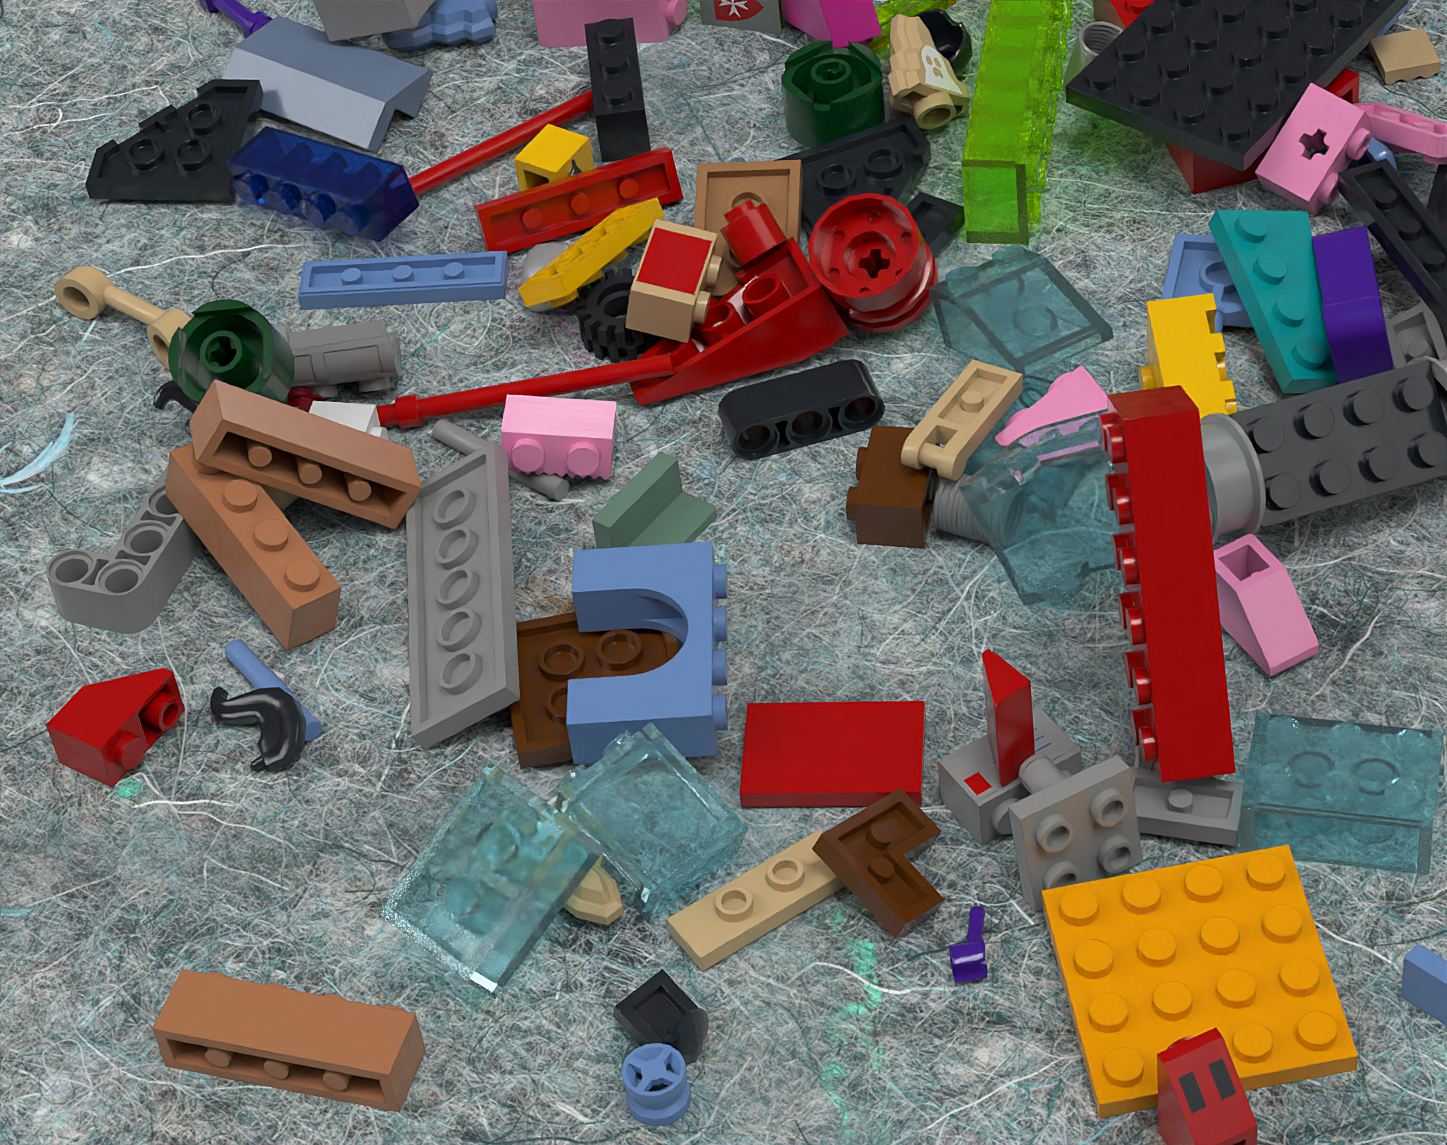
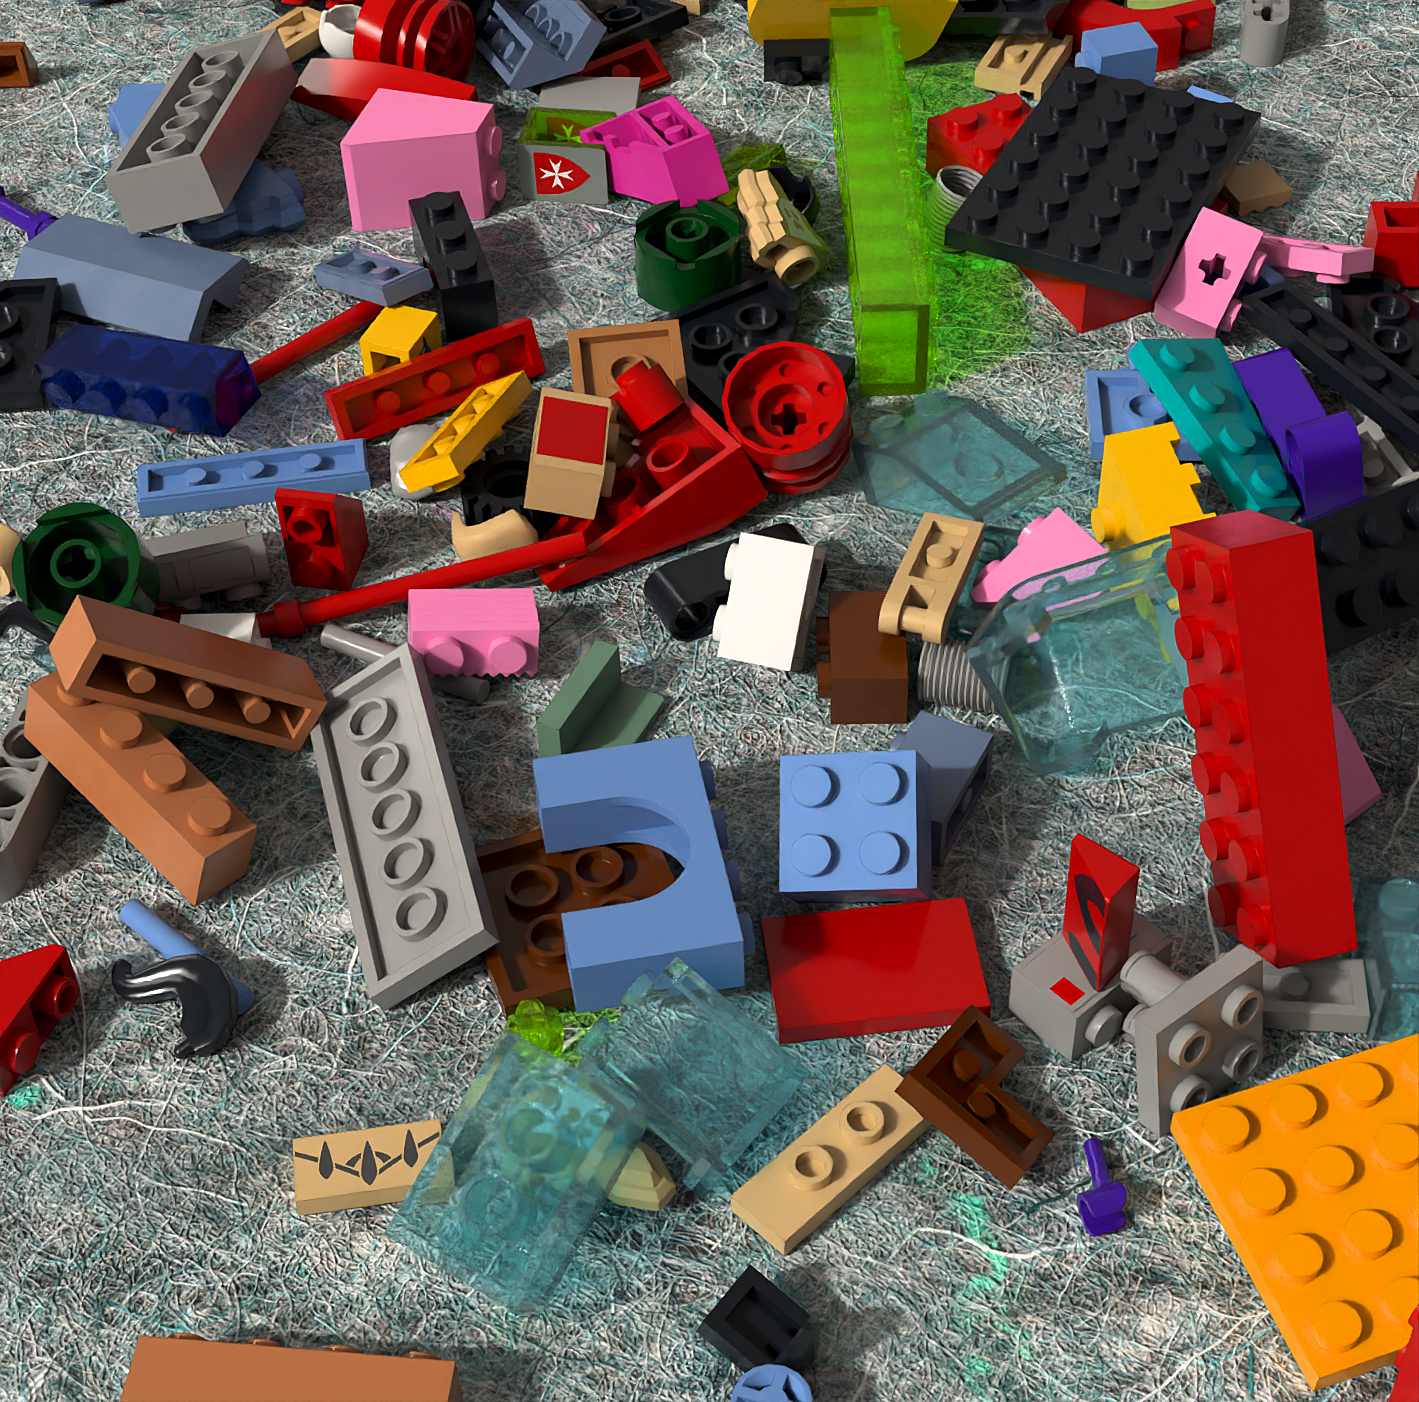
camera: 15 degrees left, 0 degrees up
(368, 867) = (360, 1166): none -> tan tile
(447, 341) = (322, 537): none -> red slope
(539, 774) = (538, 1025): none -> clear neon green plate
(541, 97) = (373, 277): none -> sand blue tile
(595, 351) = (492, 536): none -> tan hair
(817, 430) = (768, 601): none -> white brick
(836, 632) = (855, 827): none -> medium blue brick
(920, 605) = (959, 772): none -> sand blue brick

